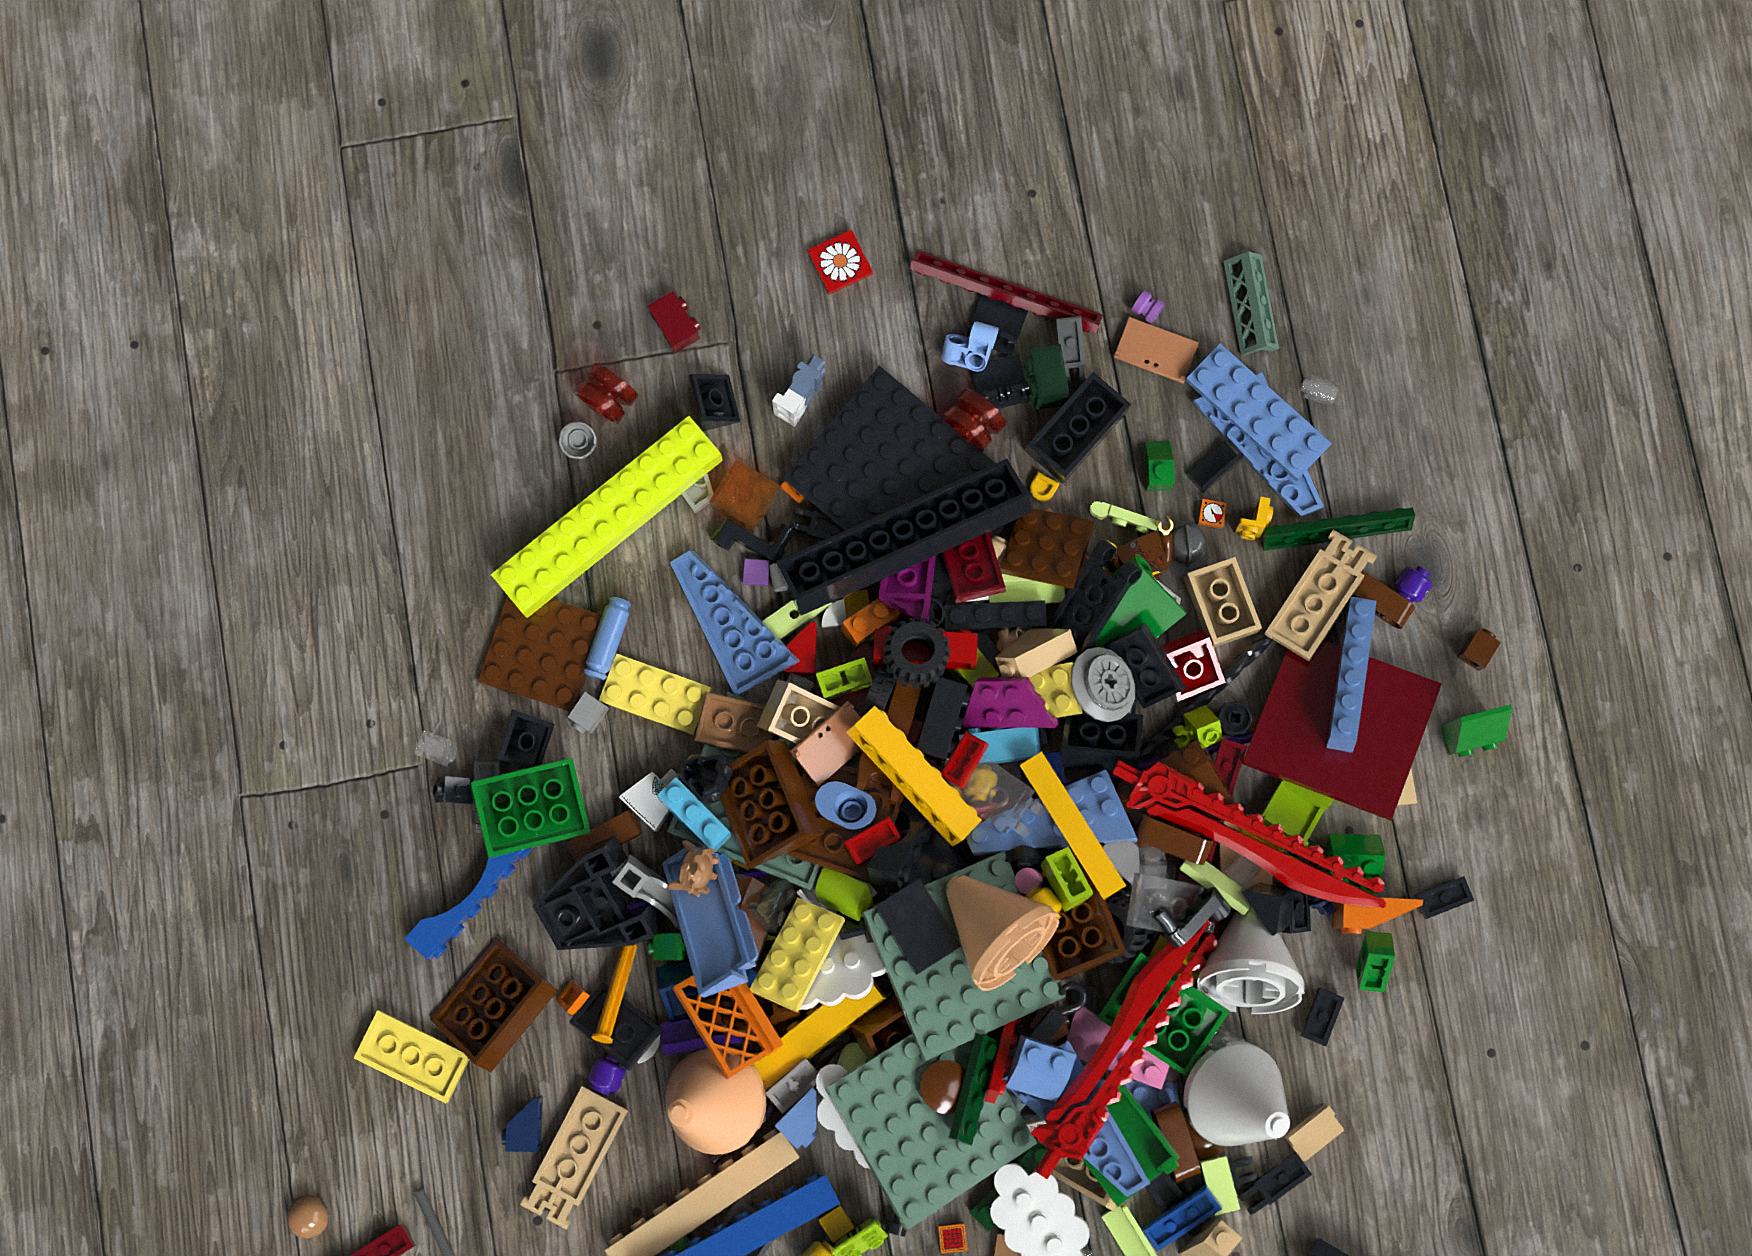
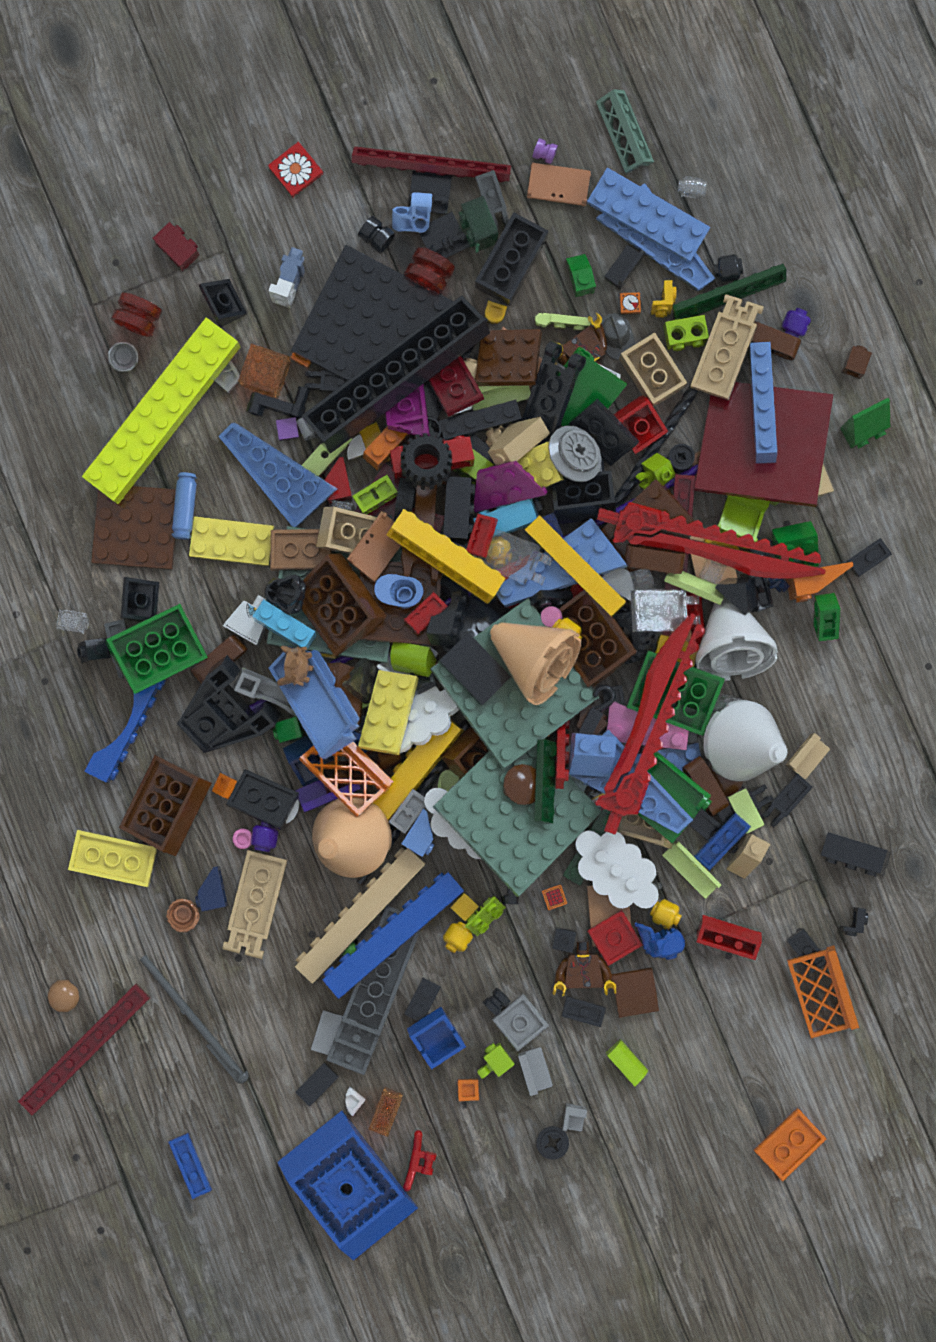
camera: 20 degrees left, 5 degrees up
(481, 1150) = (182, 915): none -> nougat hair
(579, 1069) = (242, 838): none -> bright pink tile
(587, 713) = (183, 567): light grey brick -> none
(615, 994) = (256, 775): light orange axle -> none
(921, 363) = (376, 234): none -> black wheel
(1066, 878) = (579, 607): lime brick -> none
(1207, 905) = (691, 602): black beam -> none
(1273, 558) = (684, 328): none -> lime brick
(1322, 1017) = (795, 668): black plate -> none
(1344, 498) = (728, 268): none -> black head

